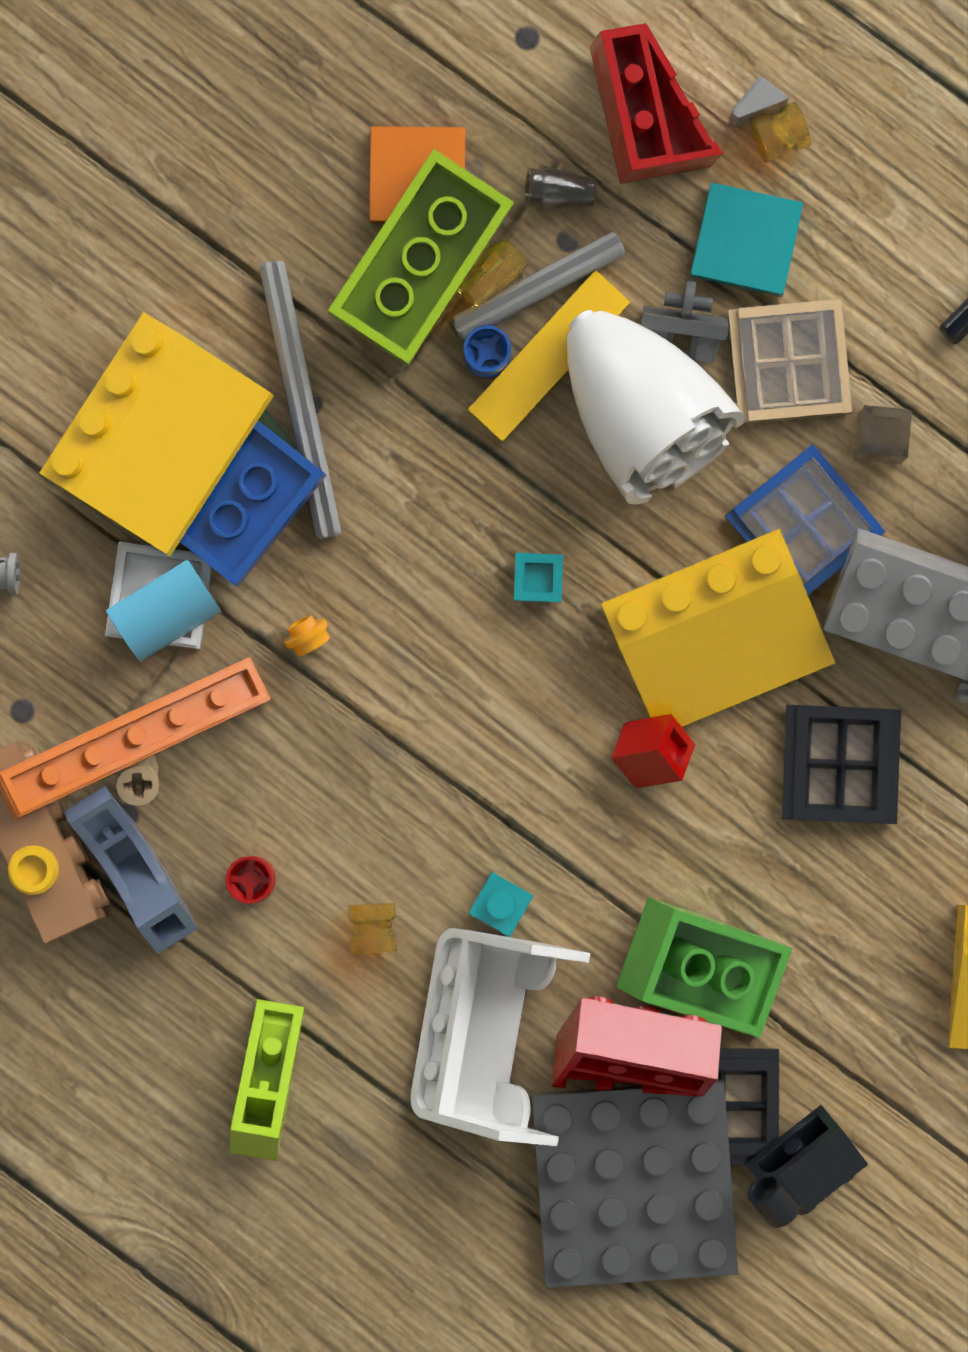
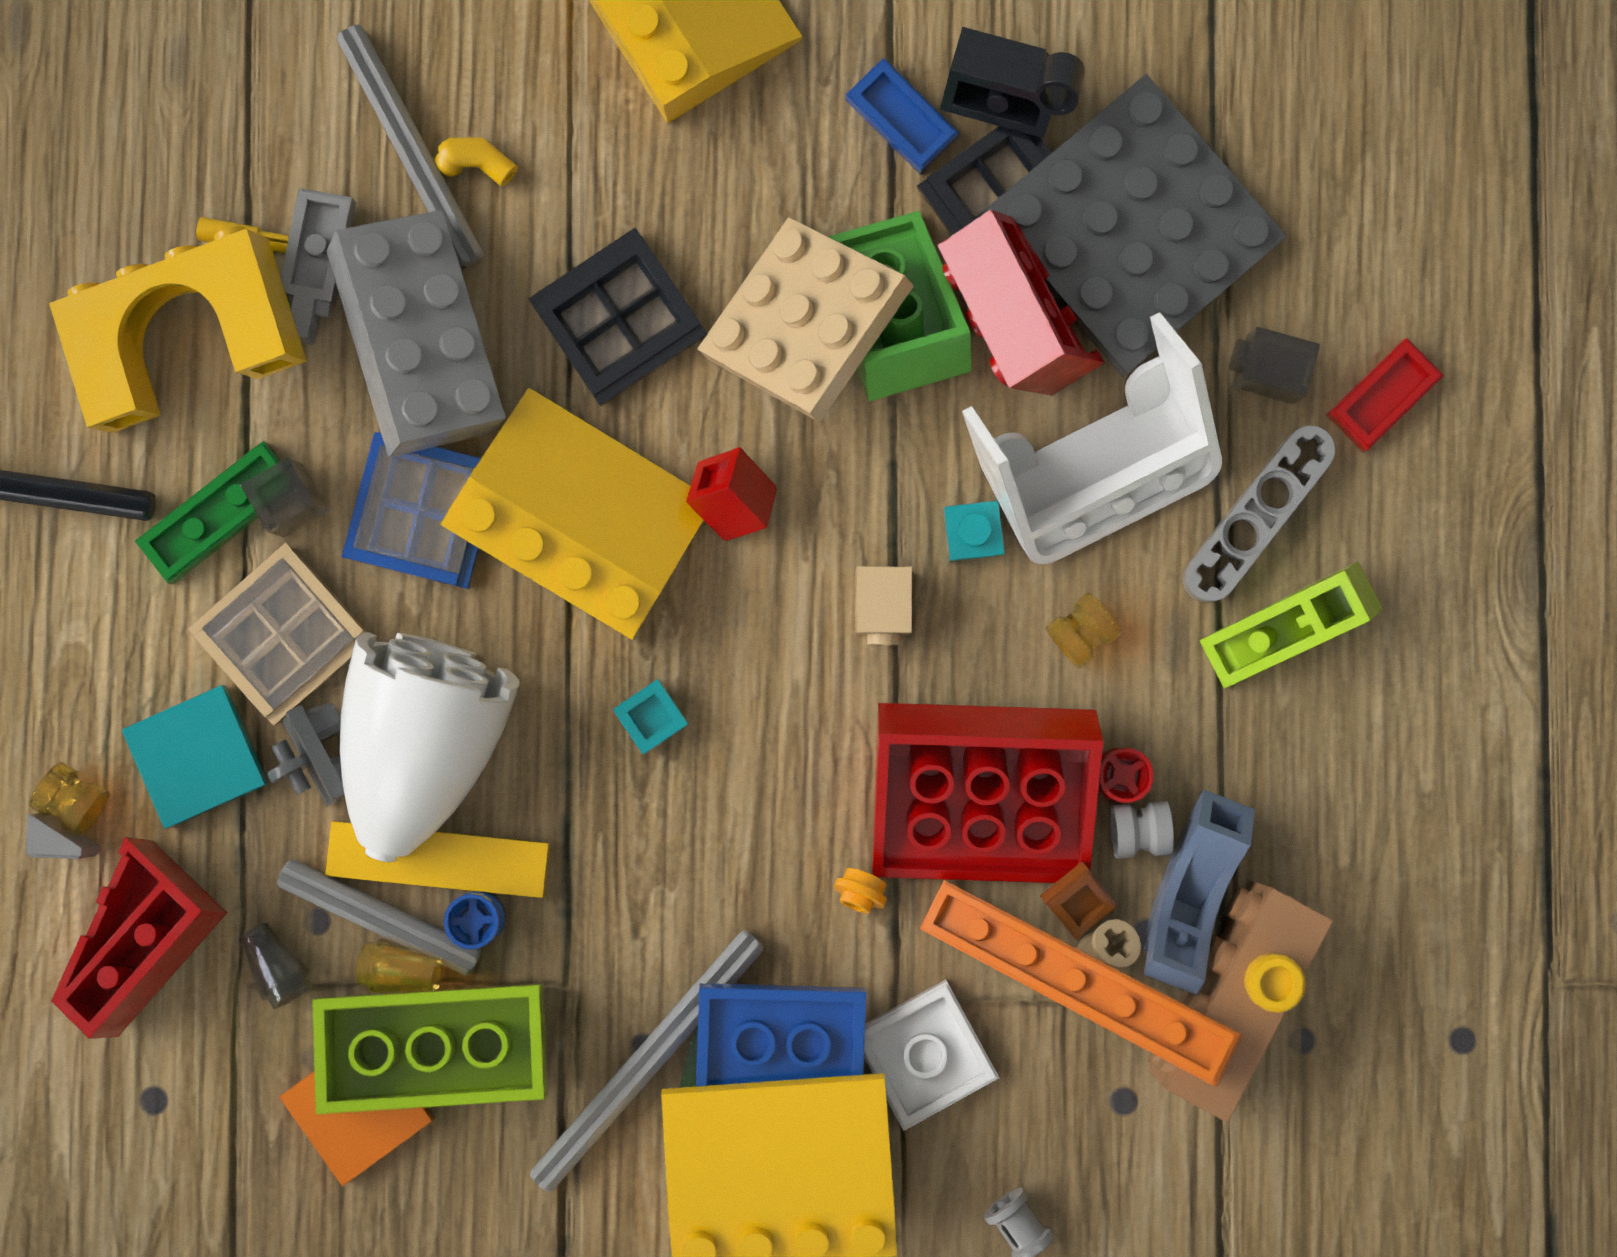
camera: 130 degrees left, 0 degrees up
(163, 610) = (938, 1041): medium azure brick -> none
(185, 783) = (1079, 900): none -> dark orange tile
(202, 864) = (1141, 829): none -> light grey wheel
(310, 773) = (984, 792): none -> red slope
(365, 1116) = (1264, 519): none -> light grey beam
(380, 1273) = (1384, 395): none -> red tile
(461, 1206) = (1273, 364): none -> clear smoke brick
(496, 799) = (883, 603): none -> tan brick
(739, 893) = (805, 318): none -> tan plate
(838, 1076) = (901, 116): none -> blue tile
(911, 371) = (206, 518): none -> green tile

